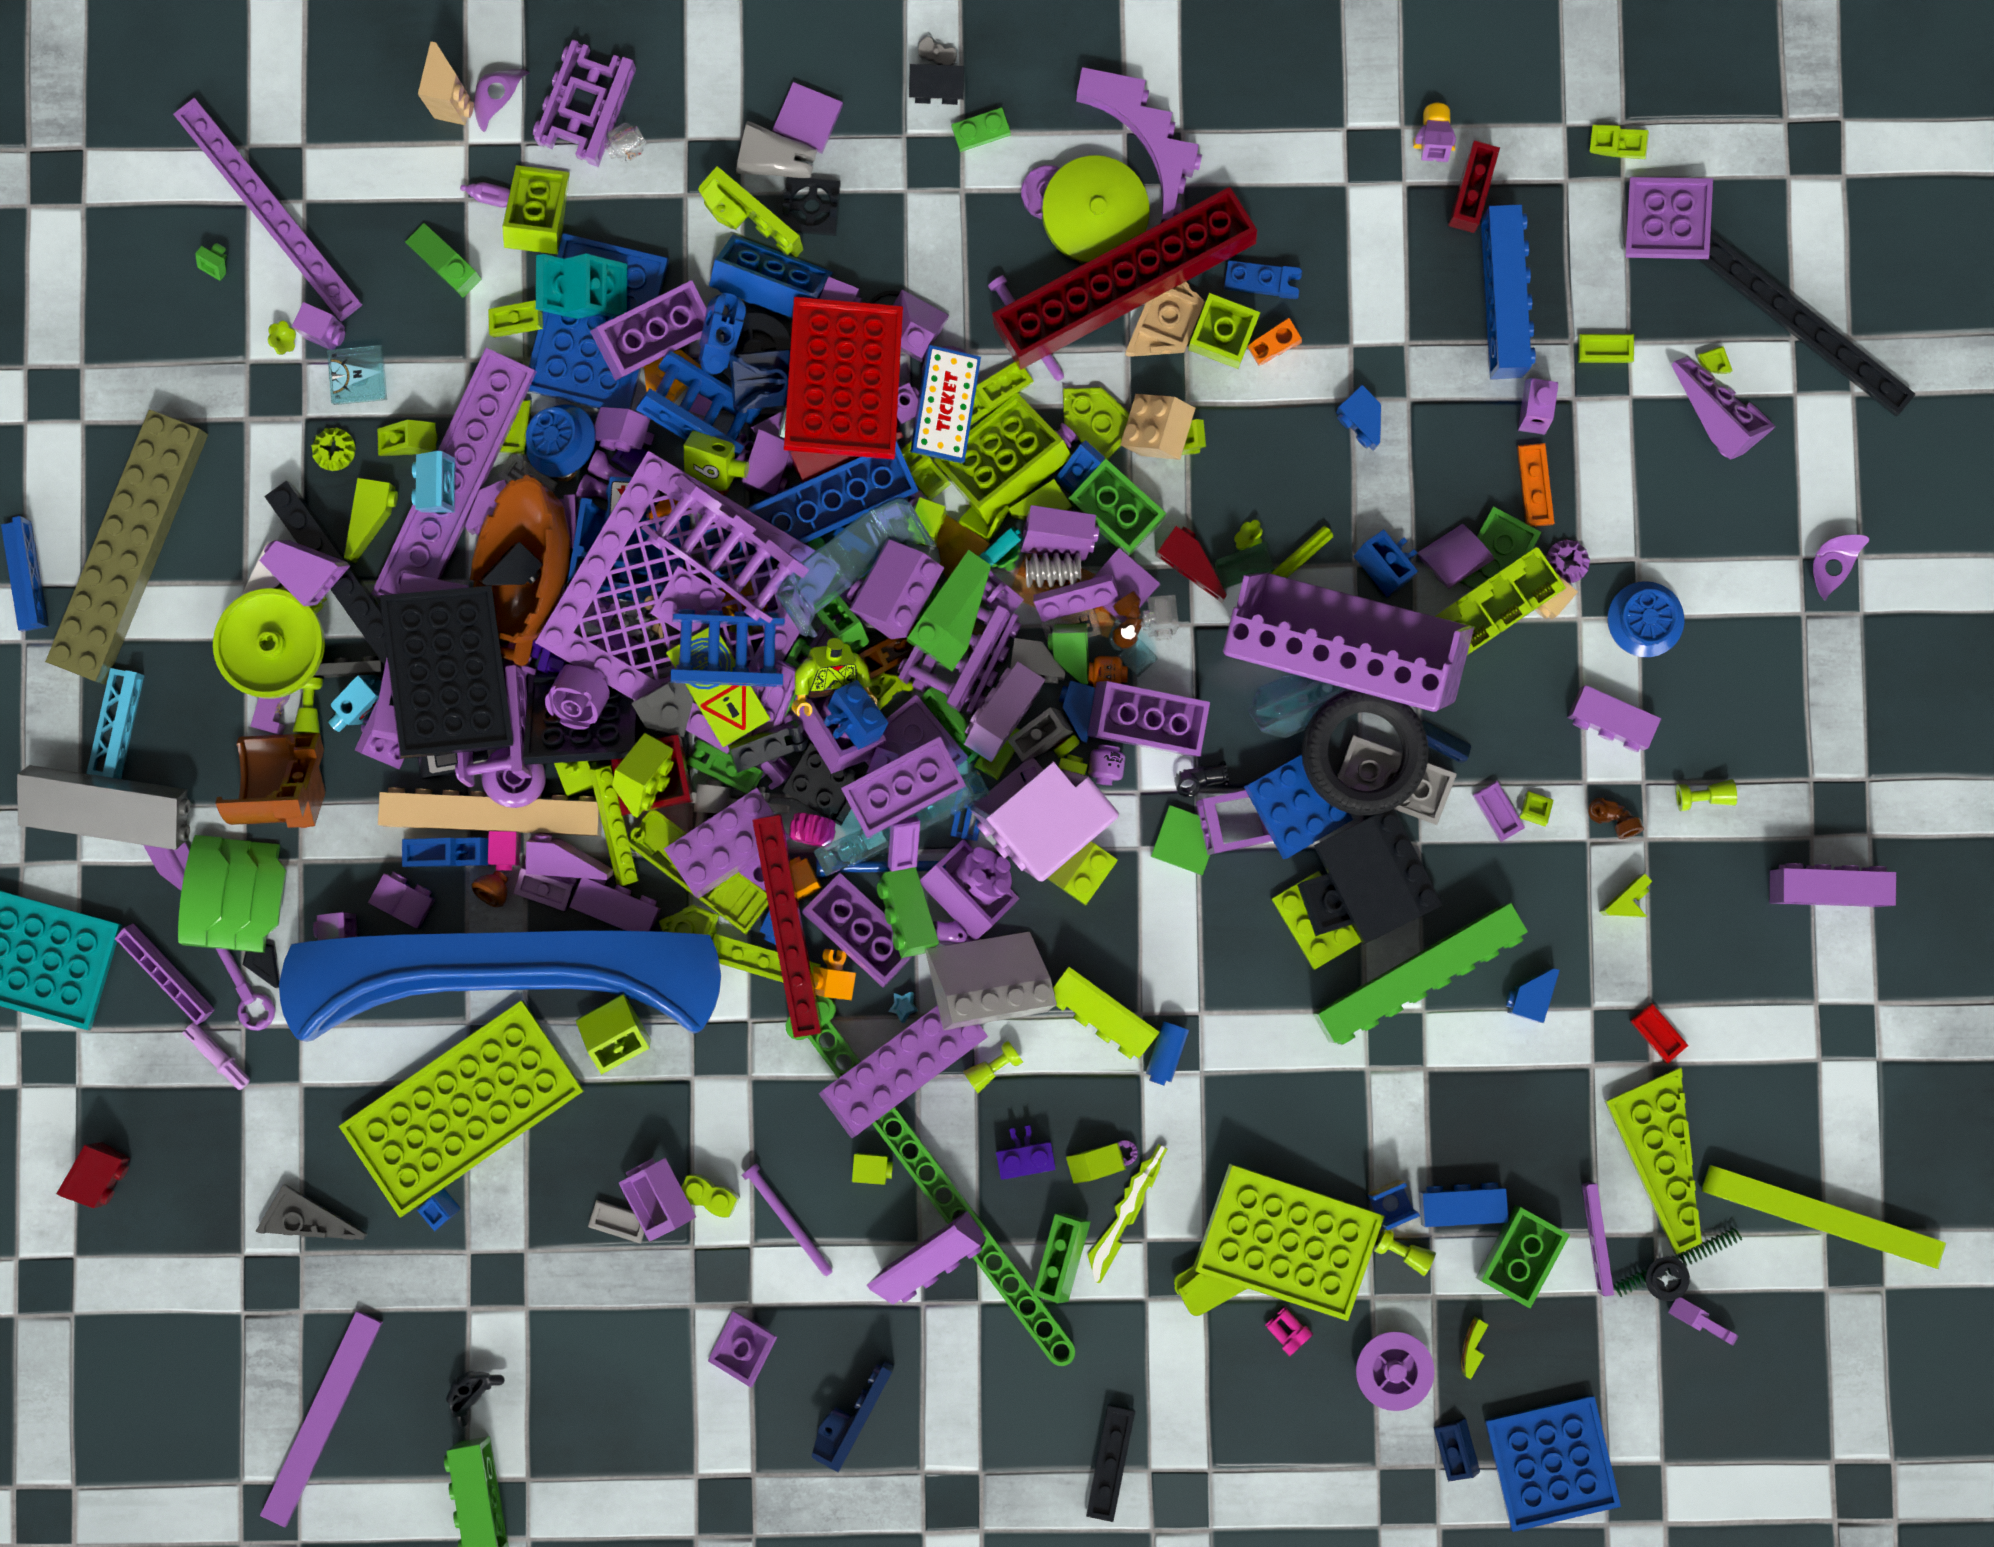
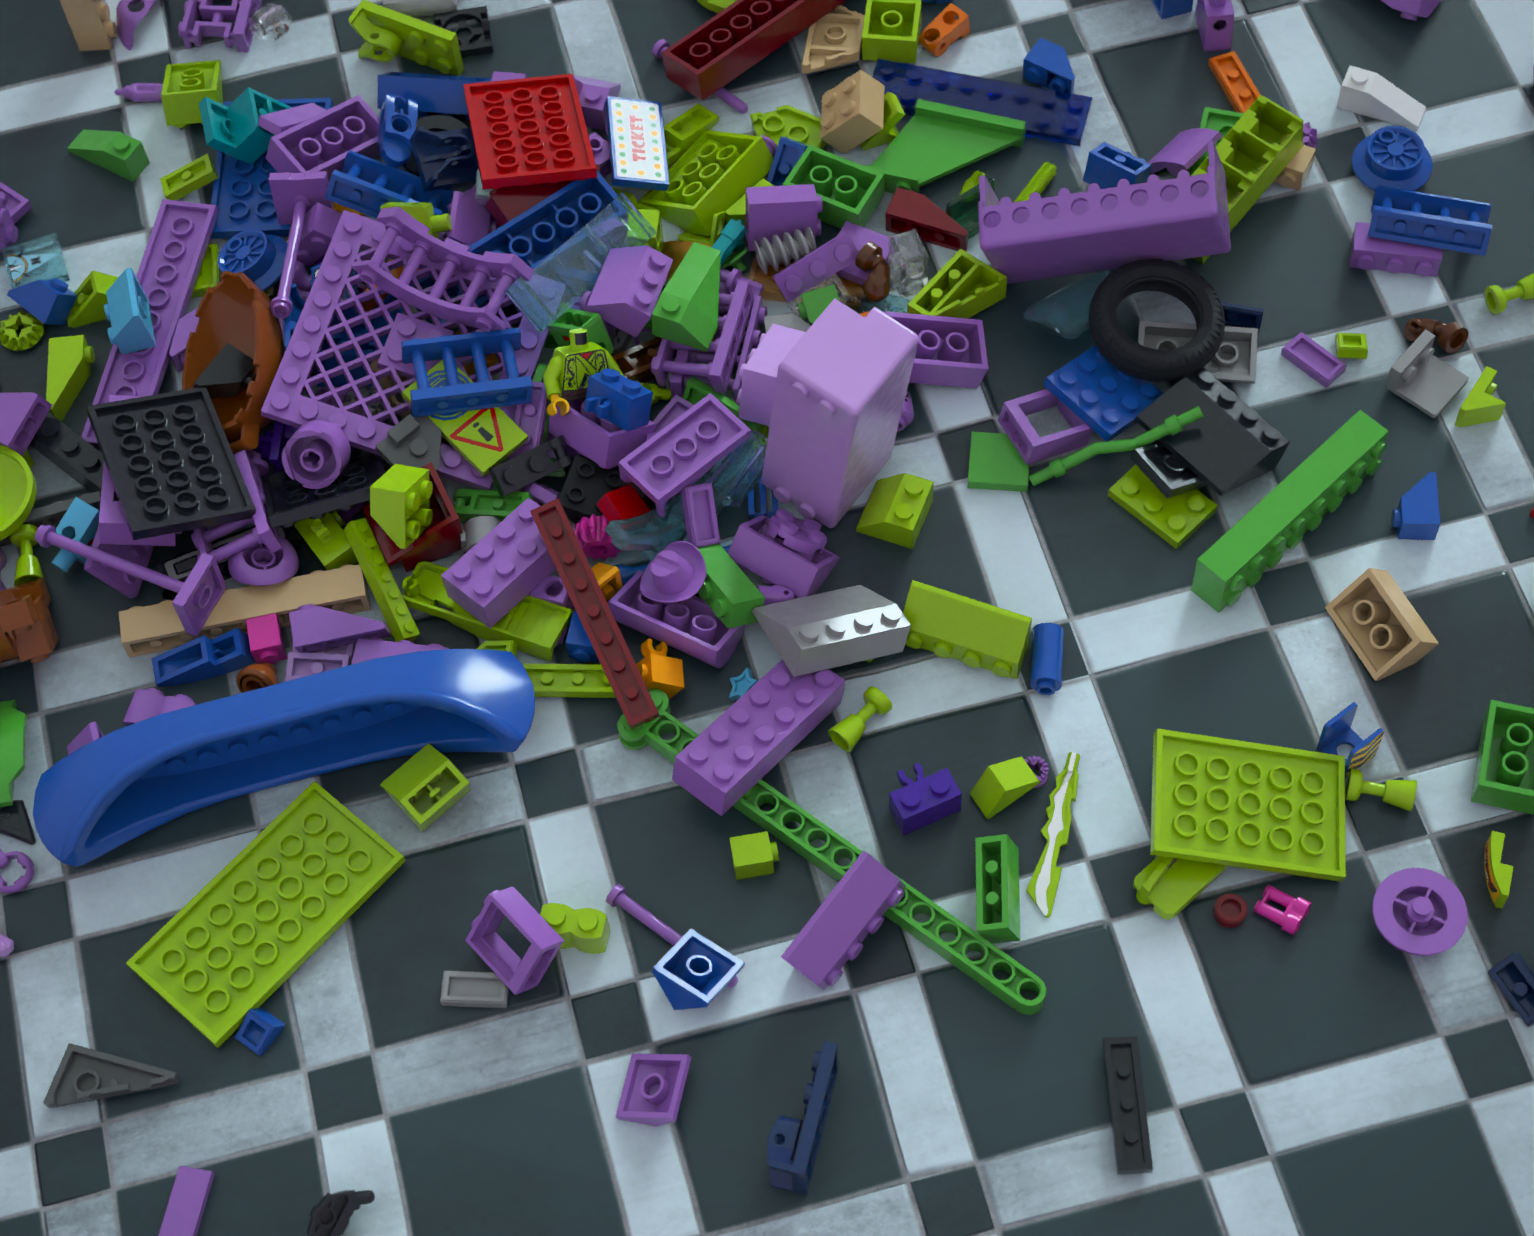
camera: 15 degrees left, 25 degrees down
(359, 427) = (45, 300): none -> blue slope
(448, 808) = (195, 596): none -> medium lavender tile
(615, 392) = (293, 197): none -> medium lavender tile
(626, 293) = (284, 119): none -> medium lavender tile
(799, 1265) = (695, 971): none -> blue slope
(837, 818) = (622, 504): none -> red piece
(865, 897) = (674, 573): none -> medium lavender hat
(1193, 659) = (960, 289): none -> lime wedge
(1202, 777) = (997, 397): black connector -> none
(1229, 479) = (943, 141): none -> bright green piece
(1246, 1319) = (1230, 910): none -> dark red tile
(1285, 433) = (1047, 112): none -> clear blue plate
(1341, 869) = (1172, 425): none -> bright green bar
(1460, 1098) = (1381, 624): none -> tan slope
(1463, 1205) = (1428, 727): blue brick -> none
(1590, 865) = (1425, 378): none -> light grey bracket
(1645, 721) = (1430, 220): none -> blue fence
(1661, 543) = (1377, 98): none -> white slope

